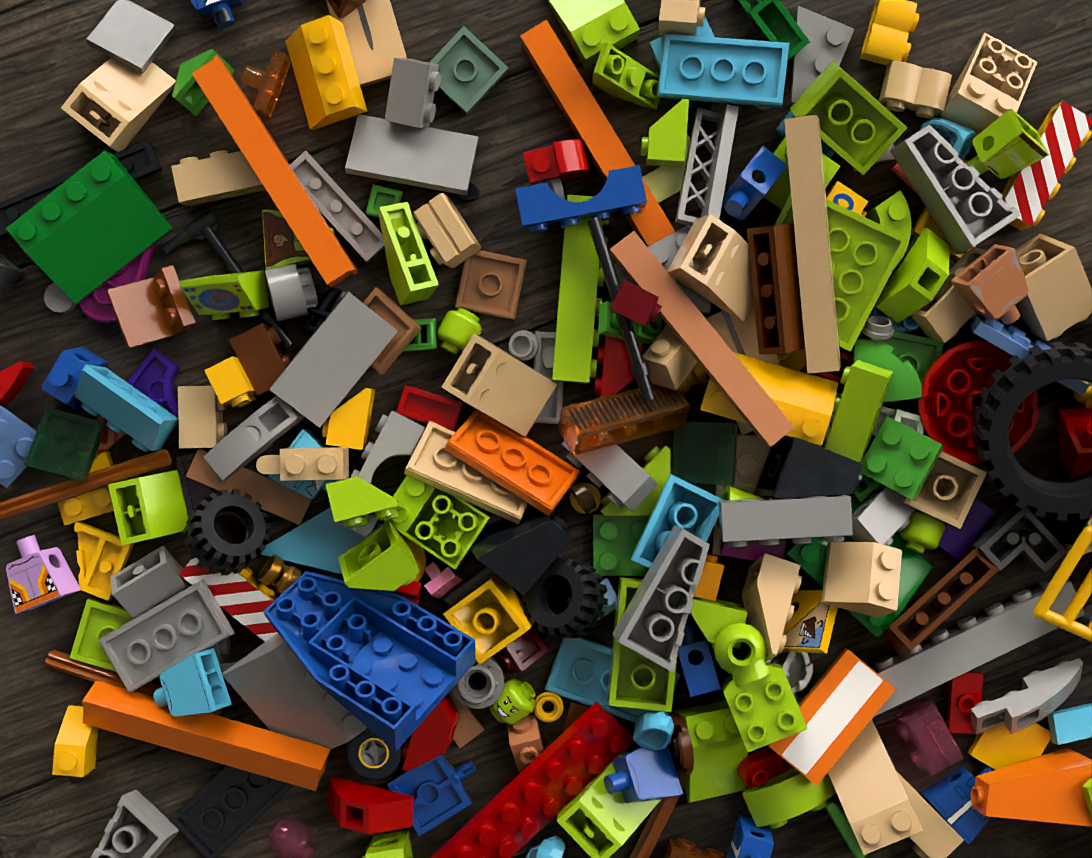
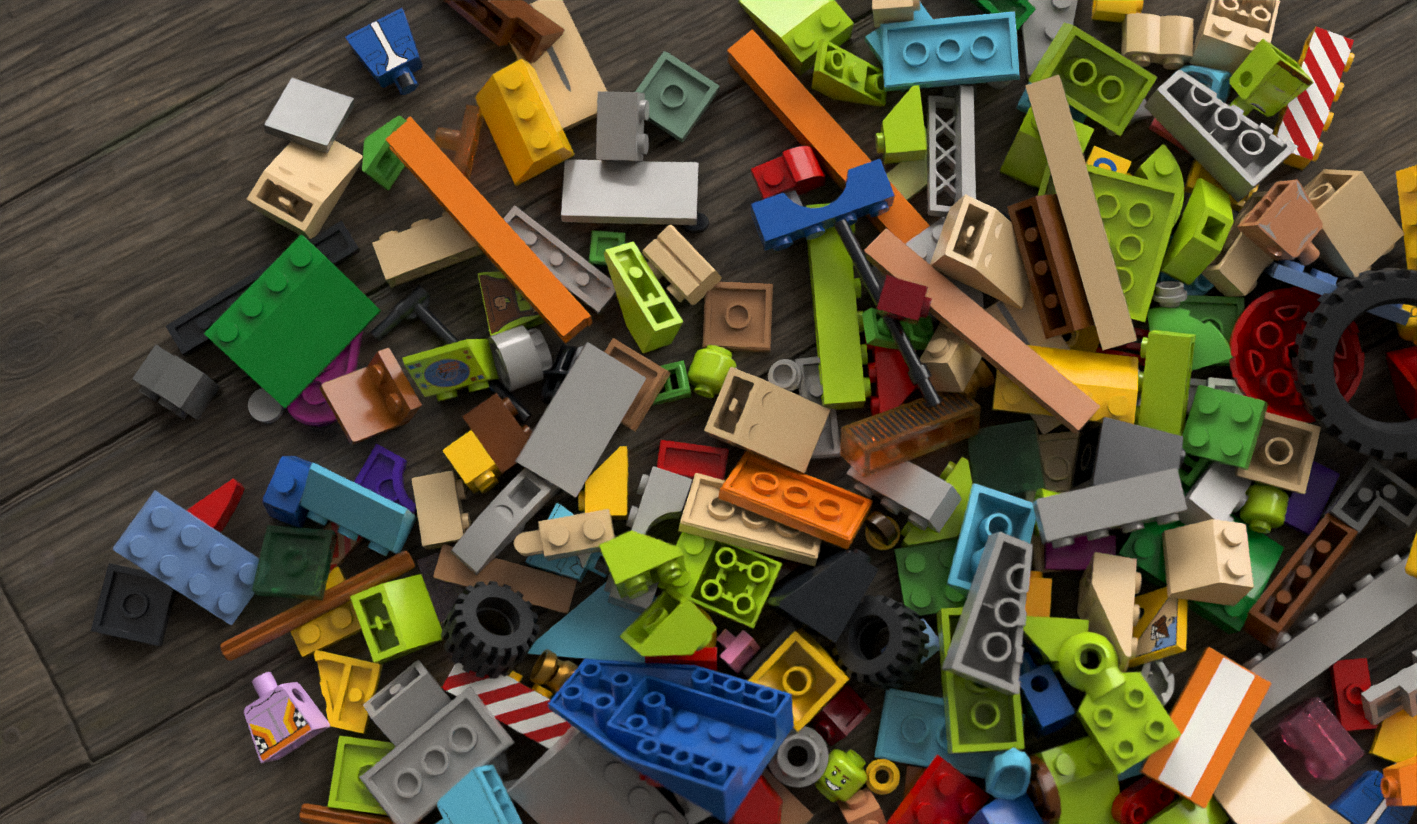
camera: 15 degrees left, 10 degrees down
(745, 192) = (999, 169): blue torso -> none

